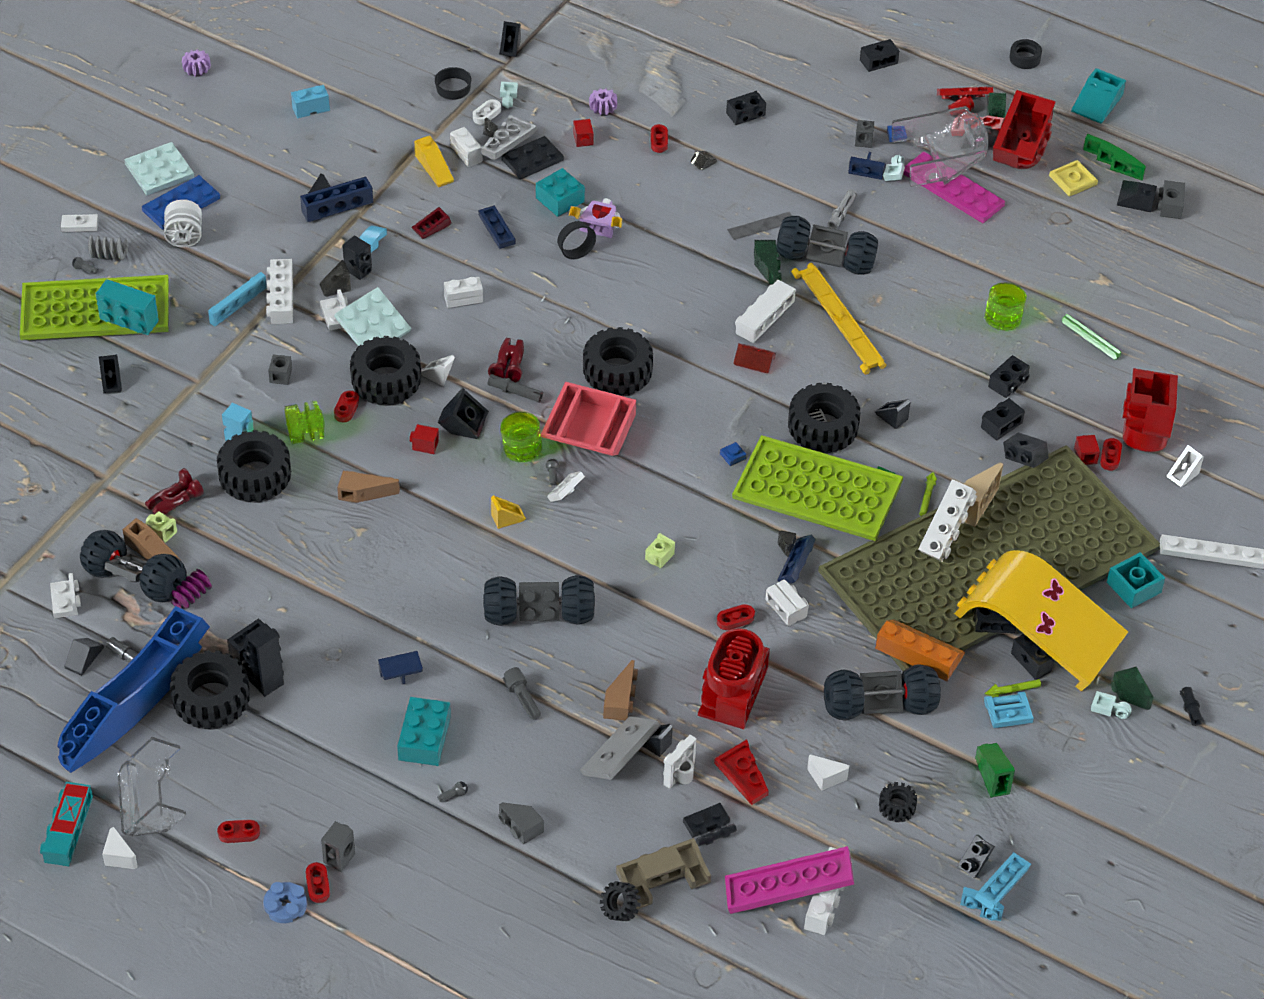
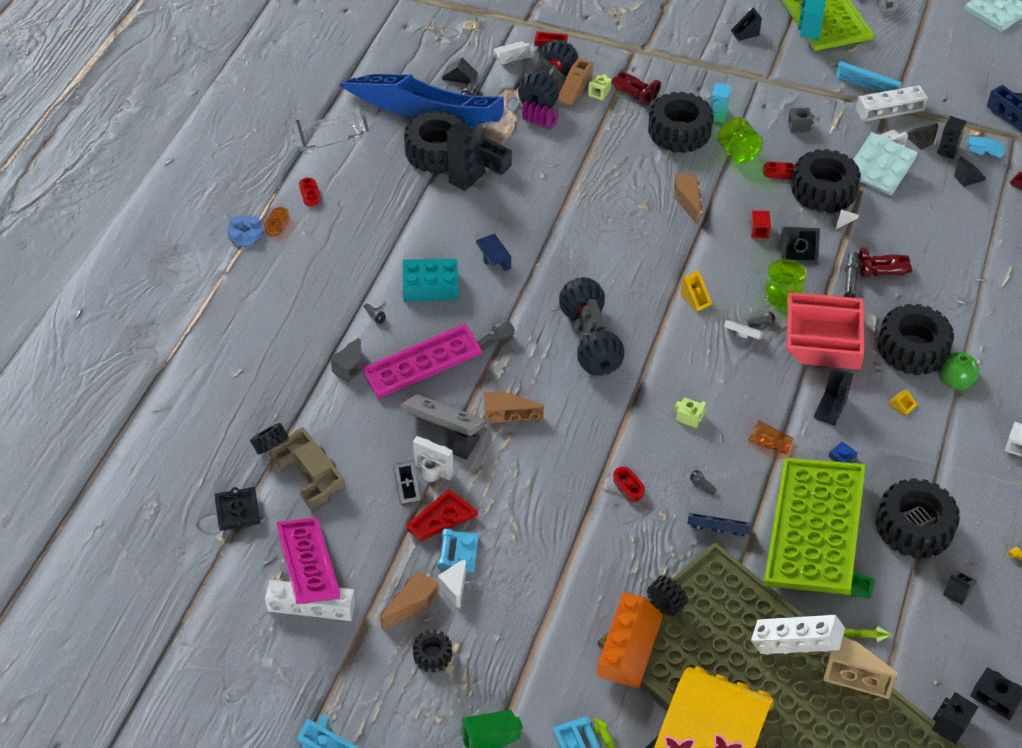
camera: 80 degrees right, 0 degrees up
(59, 556) = (543, 38): none -> red plate
(66, 824) = (295, 96): teal brick -> none
(117, 852) = (276, 126): white slope -> none
(182, 223) = (932, 27): white wheel -> none
(194, 190) = (966, 28): blue plate -> none
(277, 869) = (276, 221): none -> clear orange plate
(317, 884) = (265, 244): red plate -> none
(338, 846) = (295, 244): dark grey brick -> none
(404, 265) = (967, 173): none -> black slope
(463, 292) = (951, 217): white brick -> none
(542, 755) = (421, 361): none -> dark pink plate
(661, 342) = (959, 370): none -> bright green cylinder
(670, 440) = (834, 396): none -> black panel
(681, 396) = (903, 402): none -> yellow slope
(698, 945) = (237, 508): none -> black plate
(699, 793) = (406, 482): none -> slope
(700, 502) = (759, 434): none -> clear orange slope
(707, 820) = (380, 496): black plate -> none
(733, 677) = (541, 483): red brick -> none
(738, 564) = (698, 478): none -> dark grey piece
(754, 358) = (983, 451): clear red panel -> none
(786, 541) = (737, 511): clear smoke slope -> none
(787, 602) = (659, 522): white brick -> none
(787, 761) = (465, 549): none -> medium azure plate
(837, 806) = (413, 599): none -> medium nougat slope
(882, 692) = (573, 644): black plate -> none
(883, 606) = (667, 595): none -> black tyre
(975, 856) = (370, 725): black hips -> none

